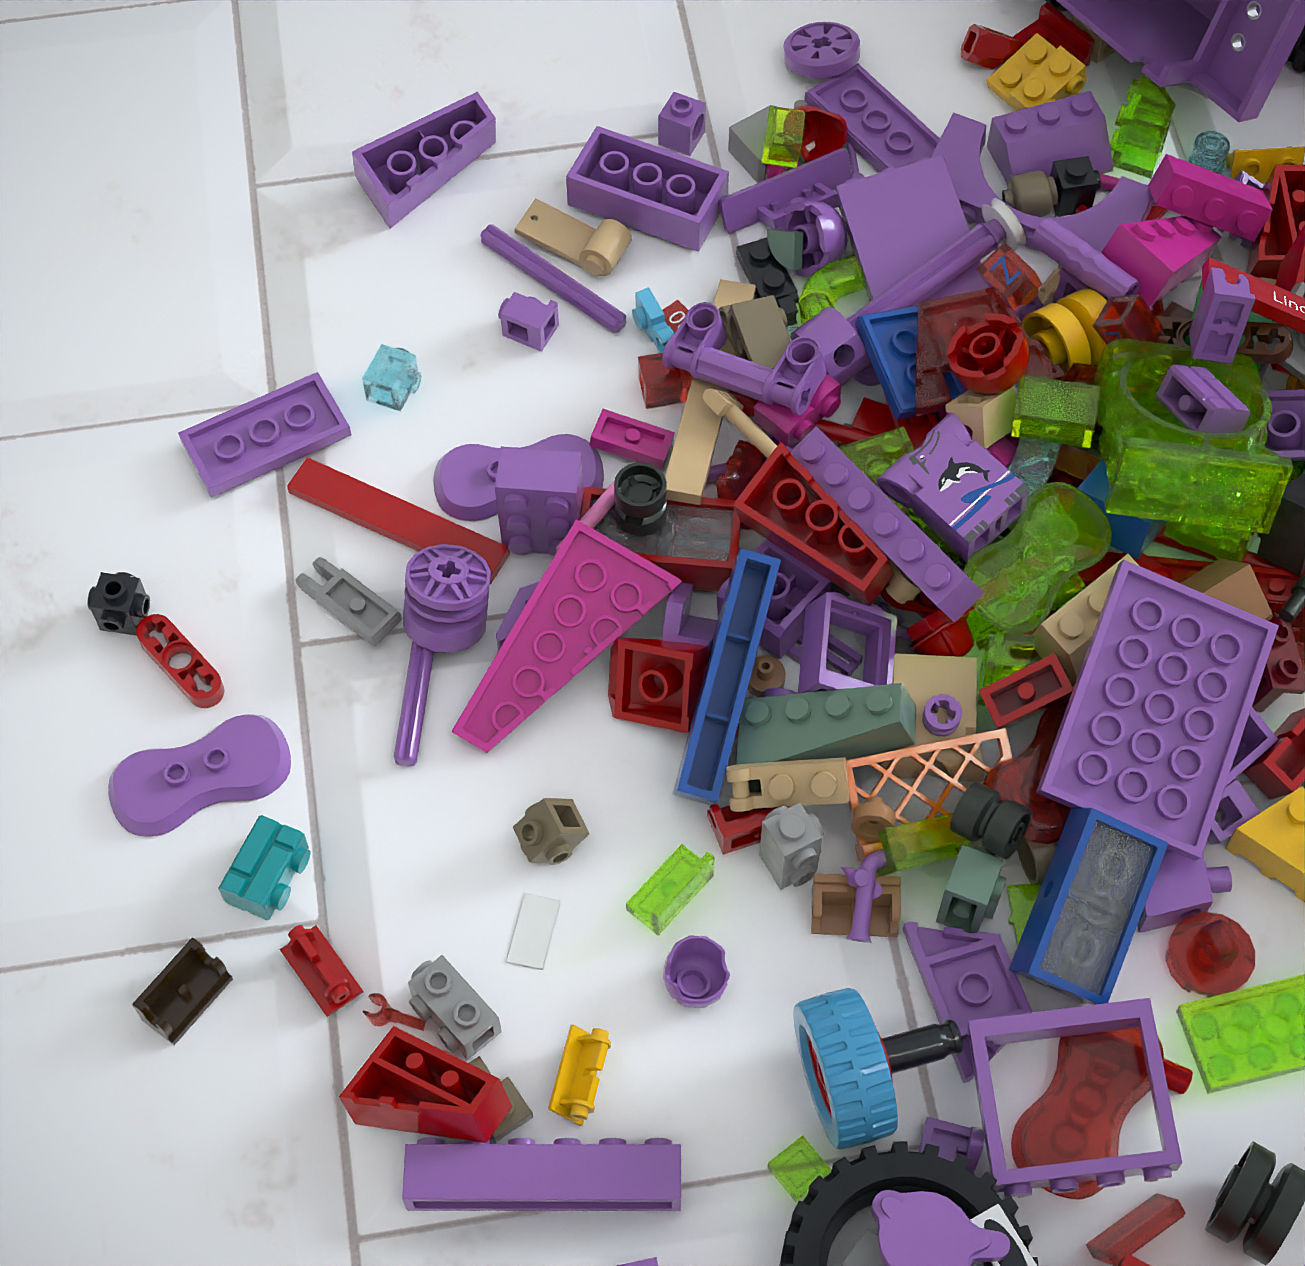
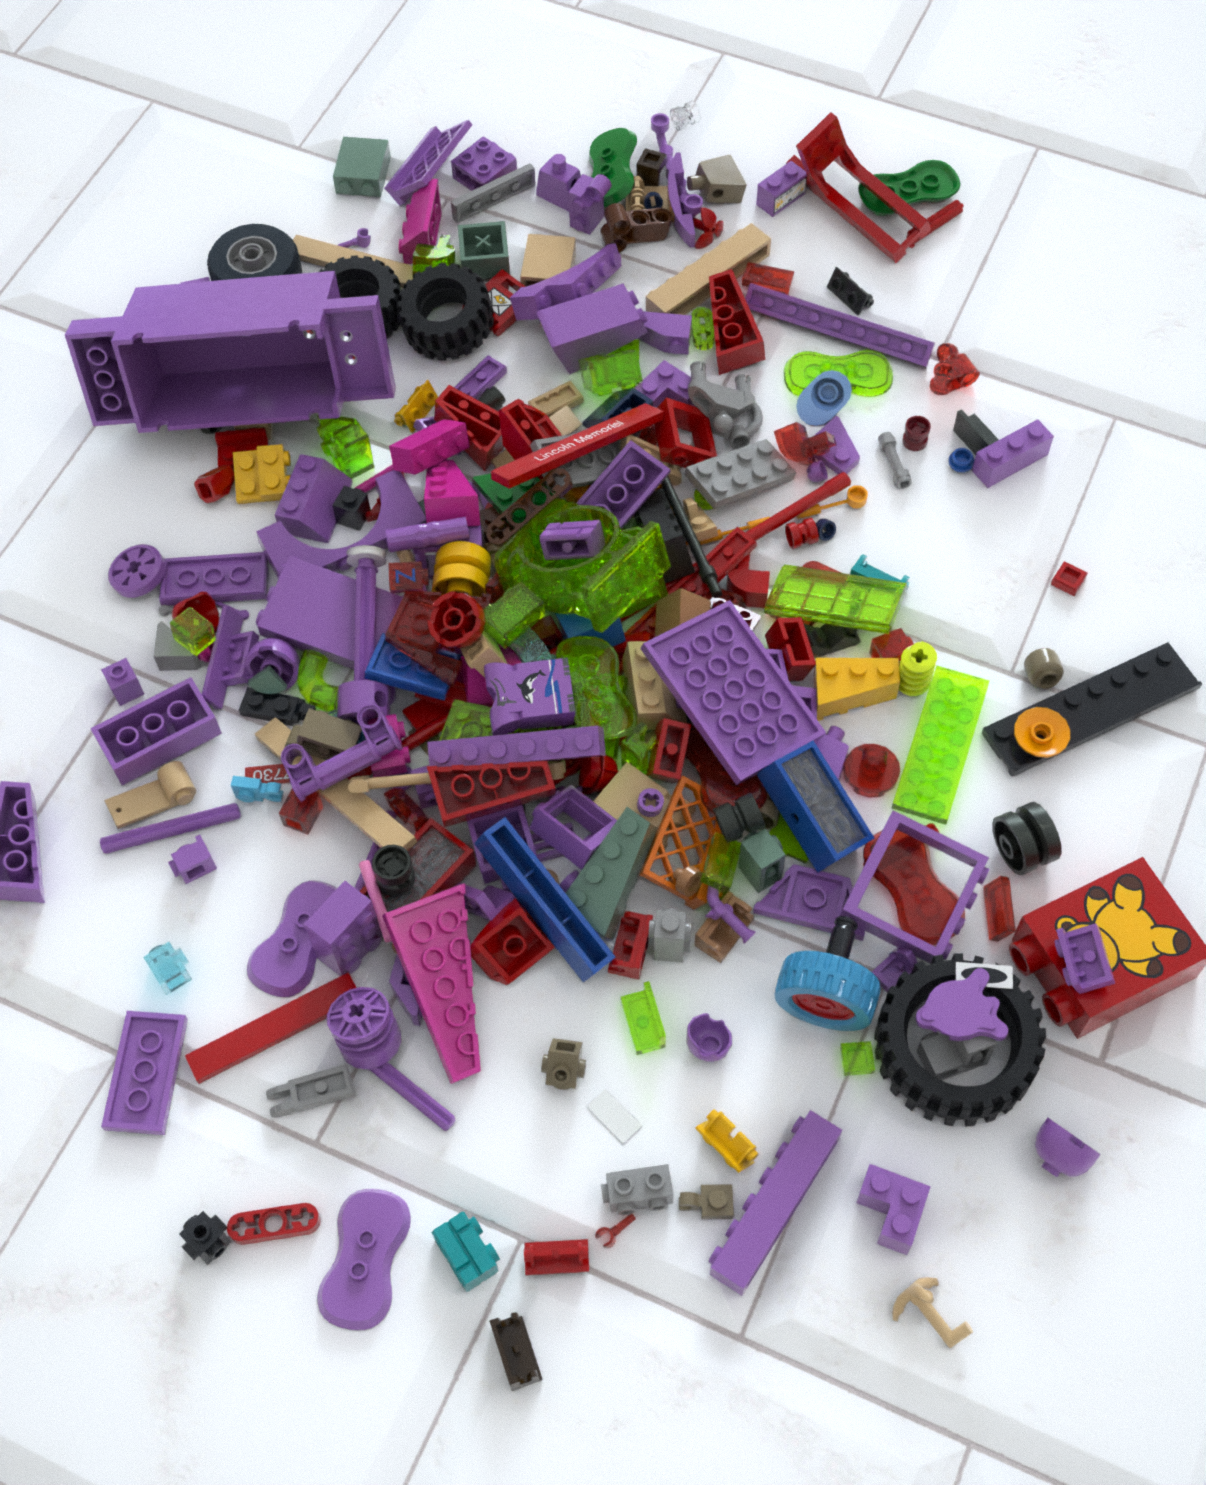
camera: 55 degrees left, 0 degrees up
(425, 1092) = (686, 1234): red wedge -> none
(631, 438) = (328, 854): dark pink plate -> none
(789, 783) = (634, 910): tan plate -> none
(1031, 193) = (339, 531): dark tan head -> none
(1127, 319) = (486, 540): clear red brick -> none
(1210, 151) = (389, 428): clear light blue wheel -> none
(1220, 317) = (532, 492): medium lavender hinge -> none

